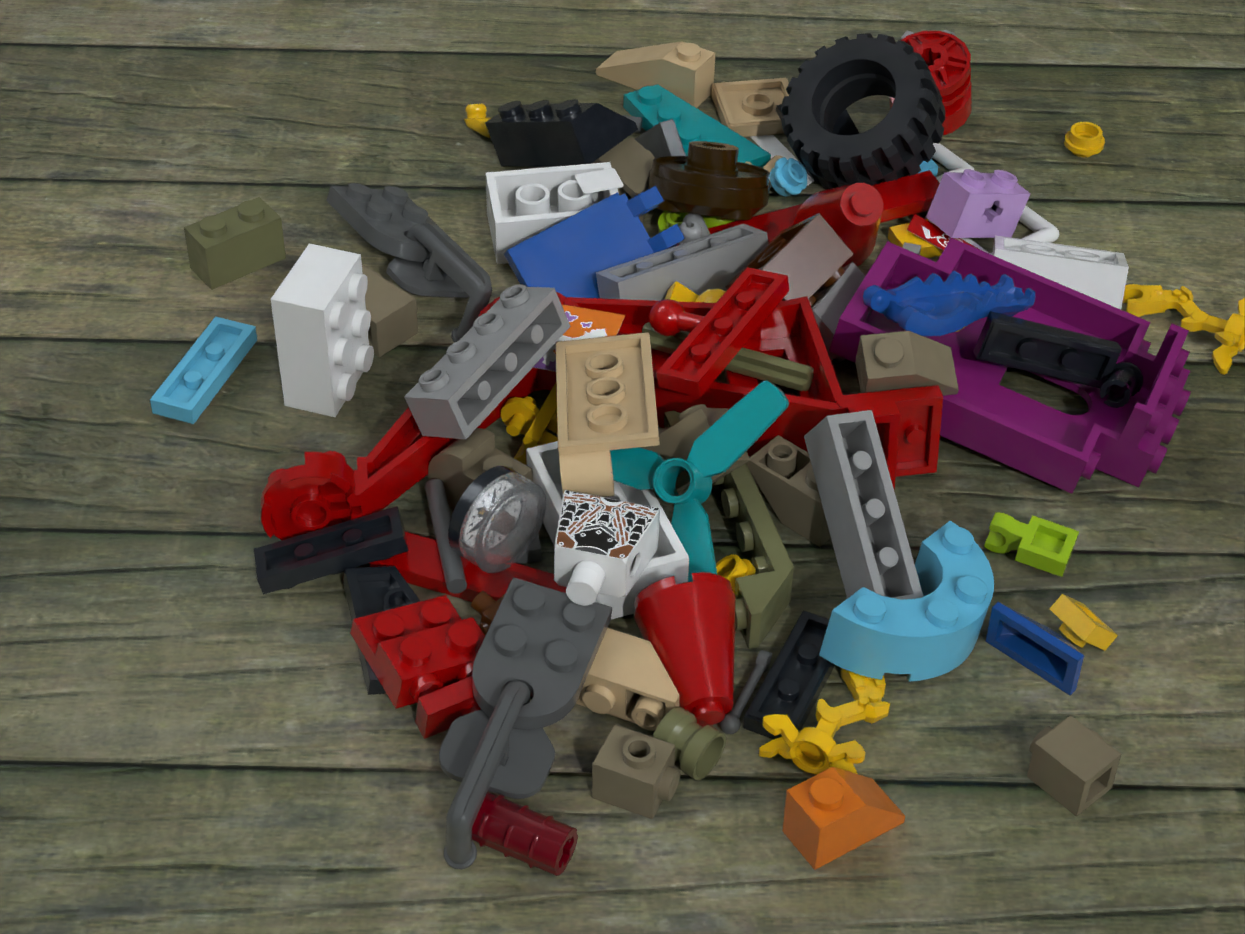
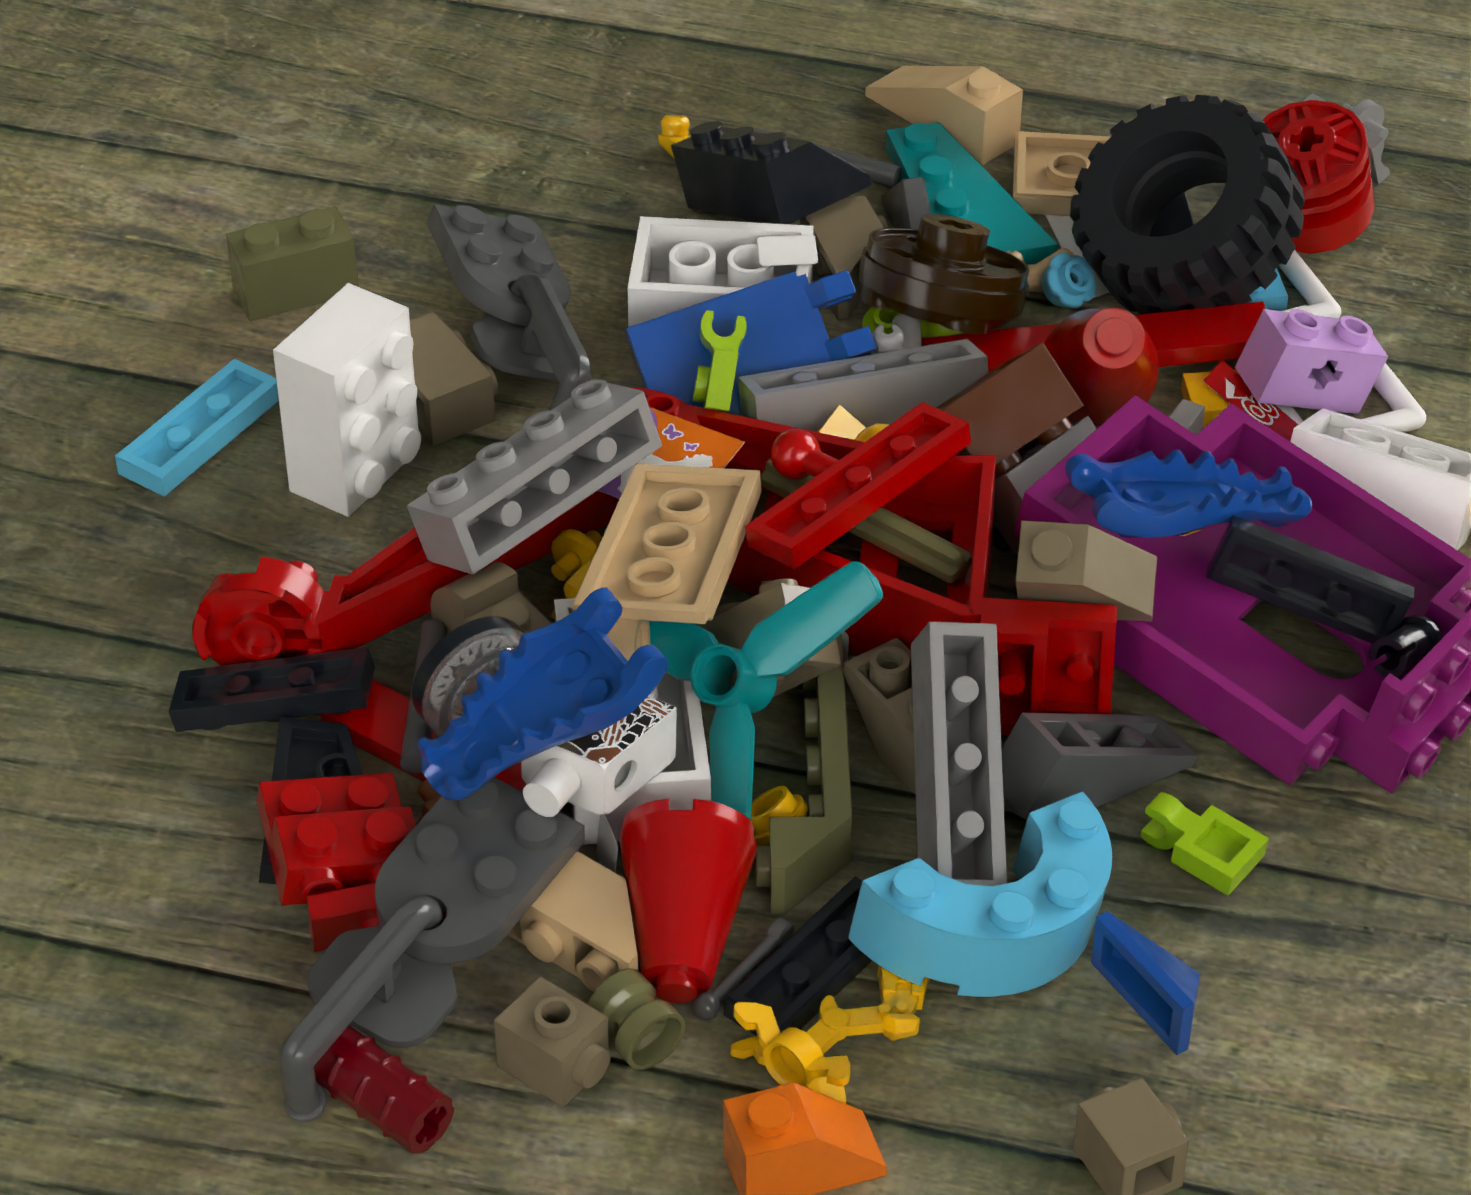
camera: 15 degrees right, 0 degrees up
(566, 516) = (545, 693): none -> blue animal
(583, 276) = (716, 382): none -> lime plate
(621, 618) = (606, 845): none -> white sticker
(938, 495) = (1090, 753): none -> dark grey slope
(1082, 624) = (1223, 961): yellow plate -> none

